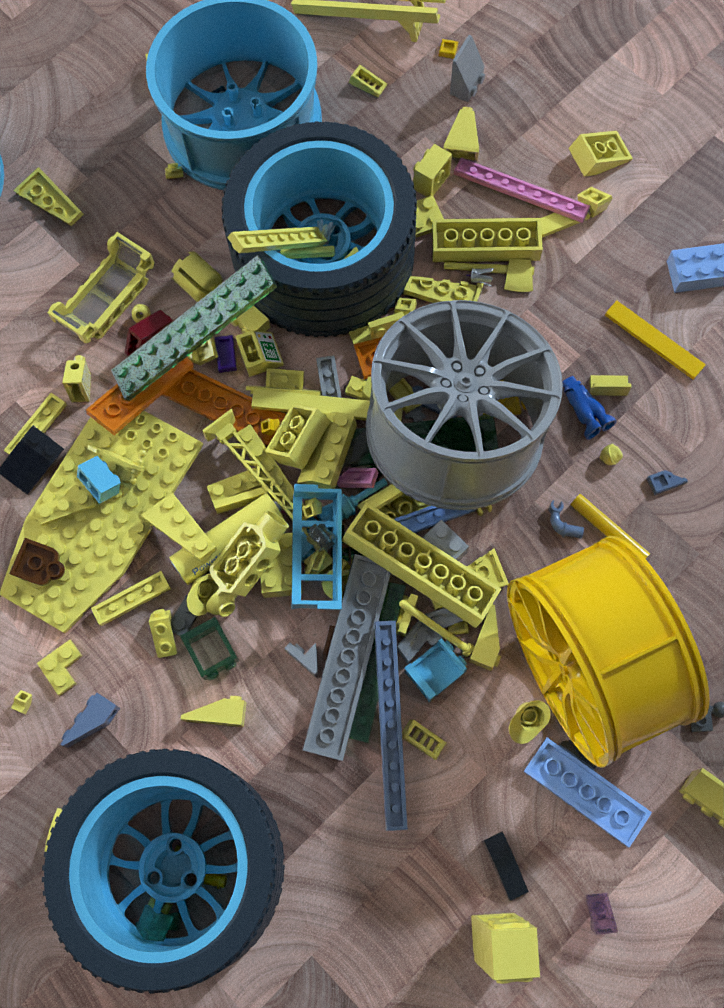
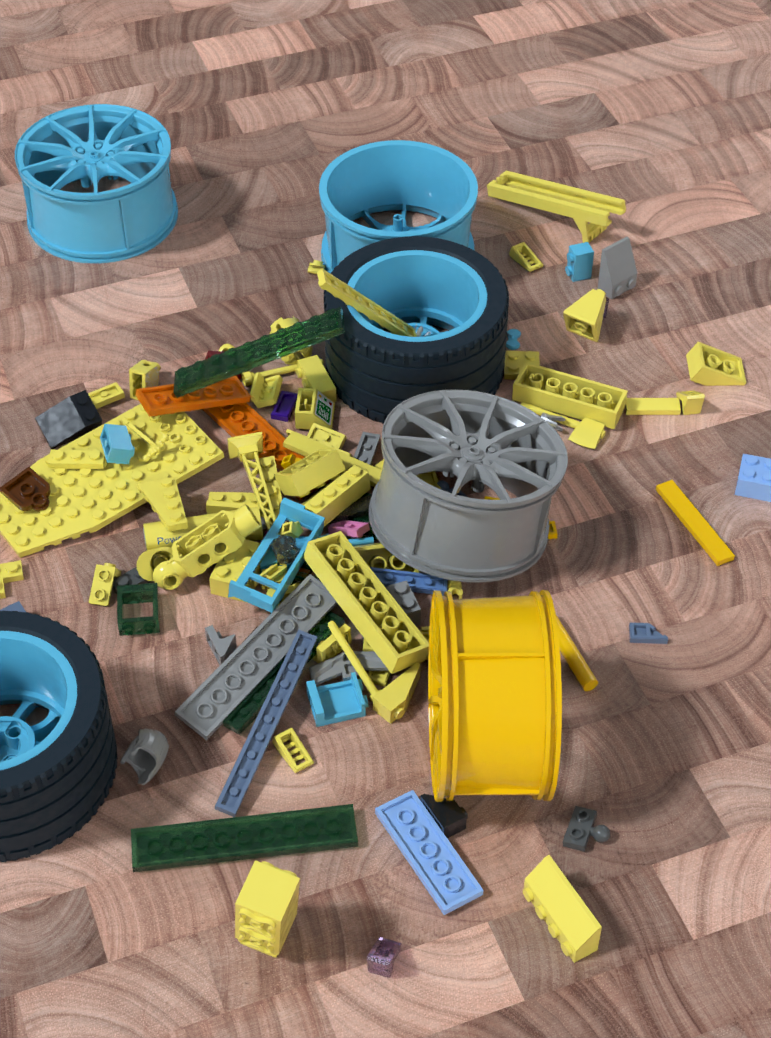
camera: 20 degrees right, 25 degrees down
(46, 195) = (199, 253): light yellow wing -> none
(106, 291) = (207, 329): windscreen -> none
(130, 598) = (92, 549): light yellow plate -> none
(222, 712) = (120, 660): light yellow slope -> none
(302, 805) = (146, 754): none -> light grey hair
(425, 71) = (579, 262): none -> medium azure brick
(425, 850) = (243, 838): none -> clear green plate
(432, 170) = (546, 331): light yellow brick -> none
(505, 865) = (312, 878): black slope -> none
(522, 190) = (625, 373): bright pink tile -> none
(529, 721) = (401, 767): light yellow piece -> none
(587, 408) = (598, 550): blue piece -> none
(609, 385) = (629, 541): light yellow panel -> none
(611, 454) = (601, 593): light yellow piece -> none

